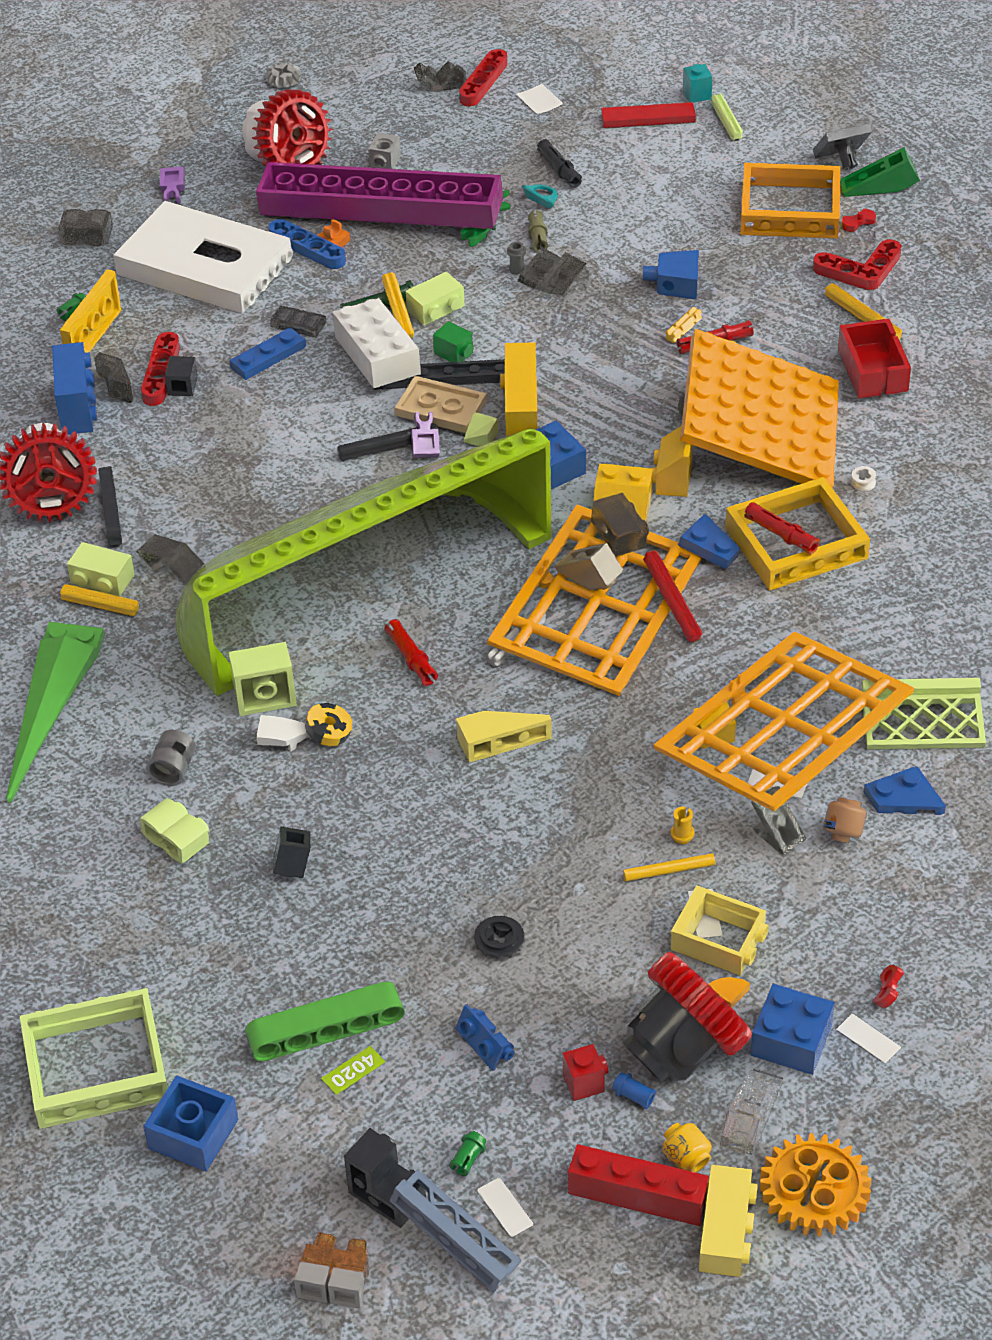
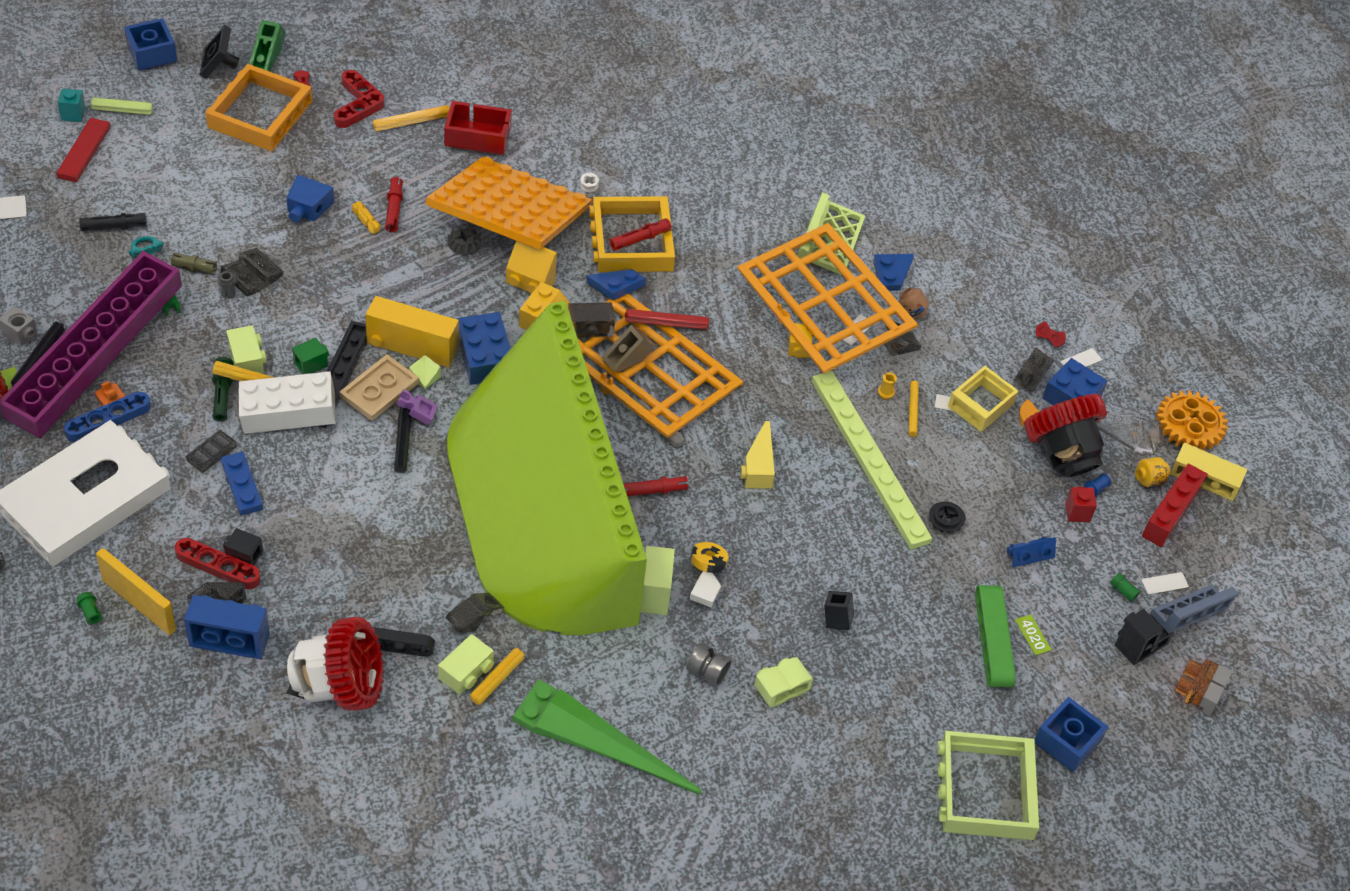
camera: 80 degrees left, 5 degrees up
(558, 843) = (872, 460): none -> yellowish green plate
(797, 970) = (1034, 370): none -> clear smoke hips
(821, 98) = (150, 44): none -> blue brick

